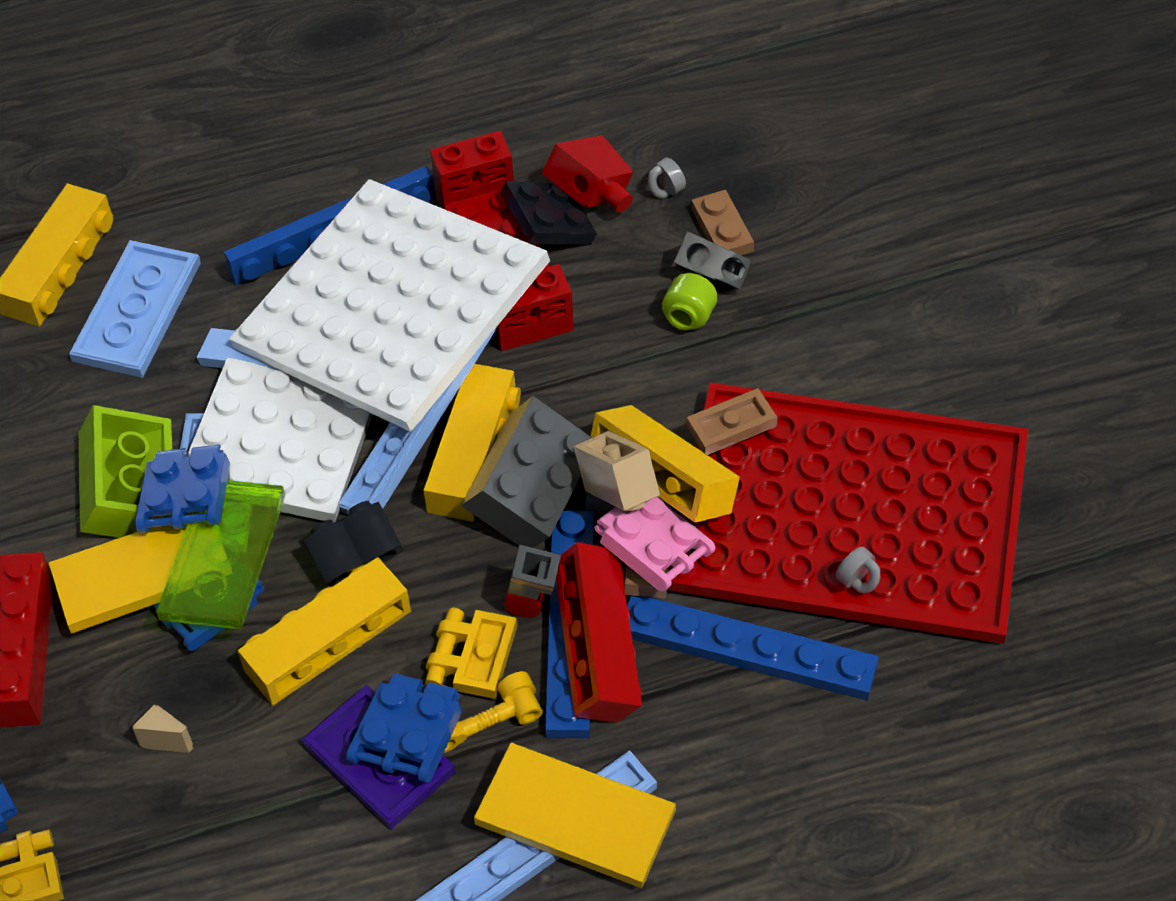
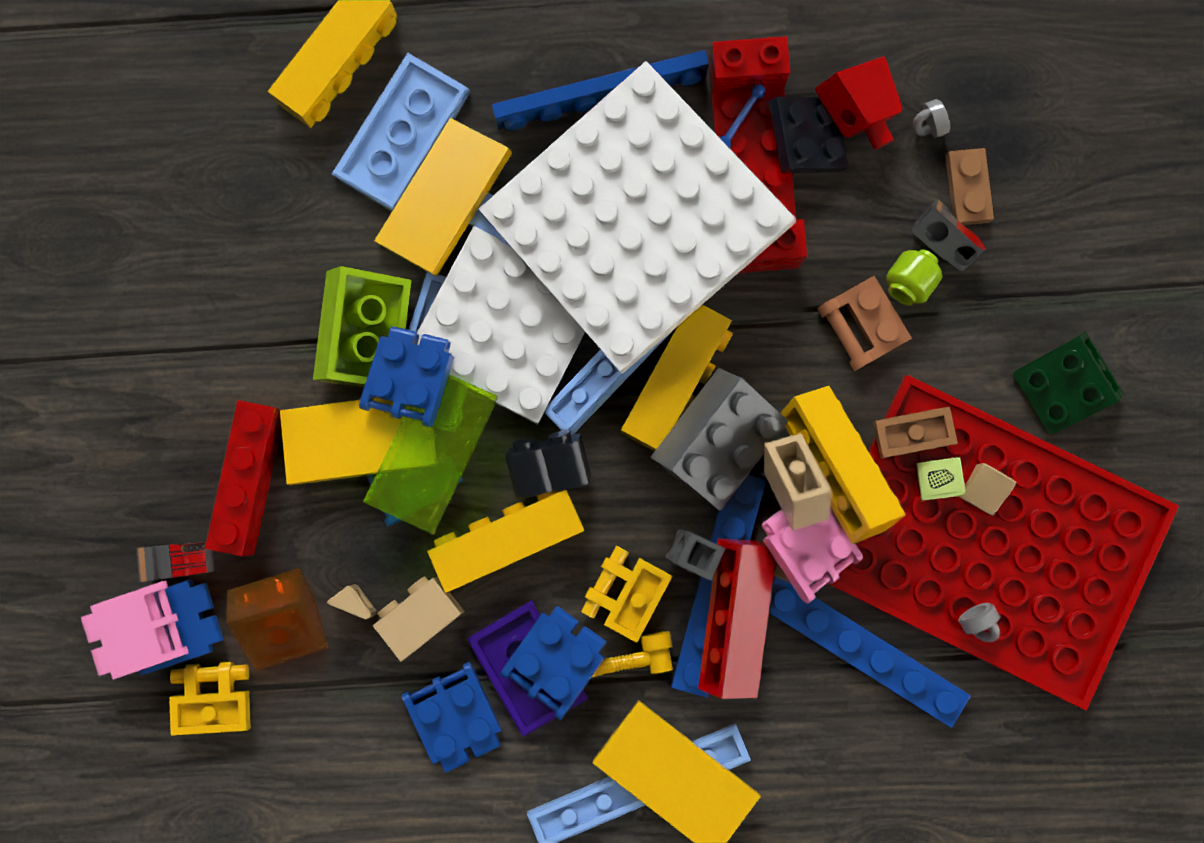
camera: 15 degrees right, 30 degrees up
(79, 772) = (276, 619): none -> clear orange slope
(189, 346) = (443, 196): none -> yellow tile
(242, 728) = (417, 618): none -> tan brick
(304, 828) = (454, 719): none -> blue plate
(486, 187) = (757, 92): none -> blue hinge
(659, 347) = (874, 318): none -> nougat plate
(773, 456) = (940, 478): none -> yellowish green slope
(824, 452) = (987, 488): none -> tan slope
(875, 355) = (1068, 384): none -> dark green bracket

